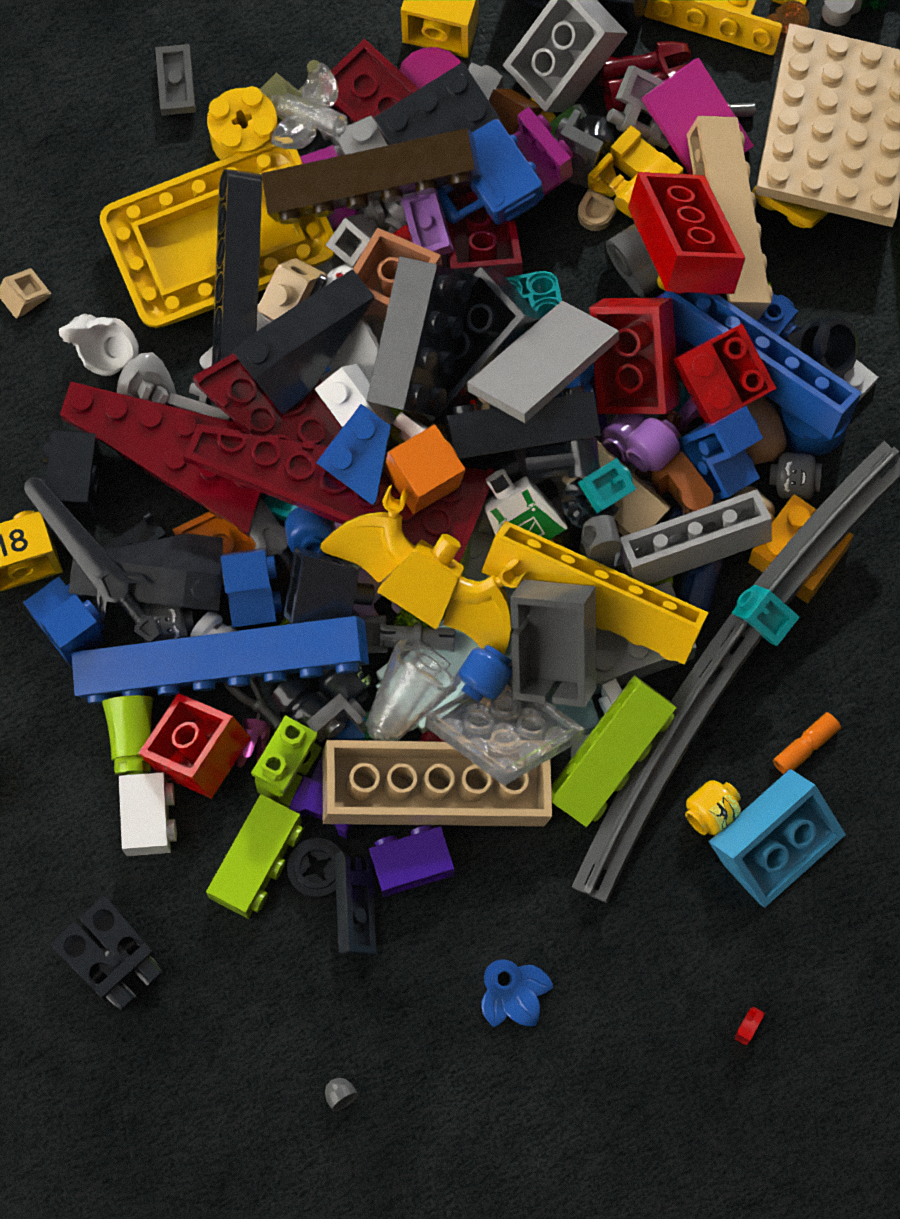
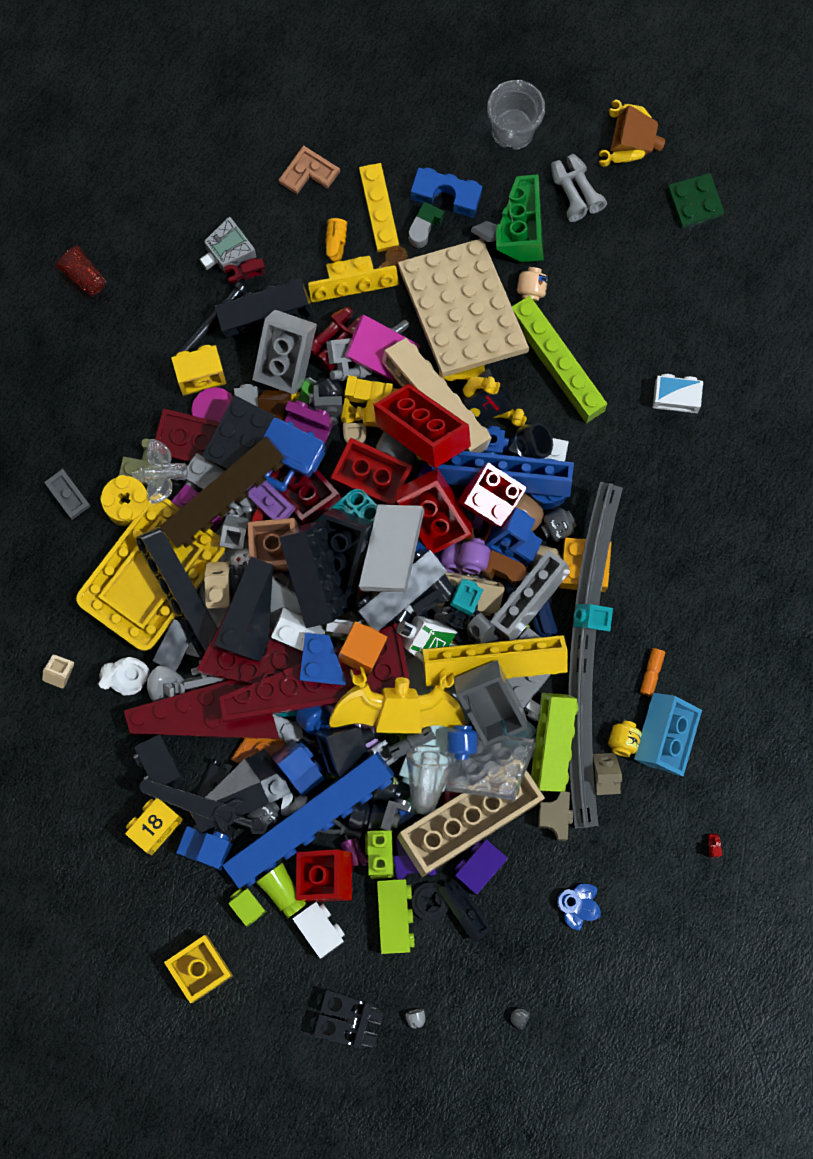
camera: 35 degrees left, 5 degrees up
(71, 728) = (246, 906): none -> lime brick
(185, 340) = (171, 646): none -> black hinge
(200, 1008) = (415, 1018): none -> light grey hinge
(556, 854) = (556, 816): none -> dark tan brick
(582, 261) = (371, 471): none -> red brick
(658, 839) = (606, 774): none -> dark tan brick
(802, 260) = (490, 399): none -> torso

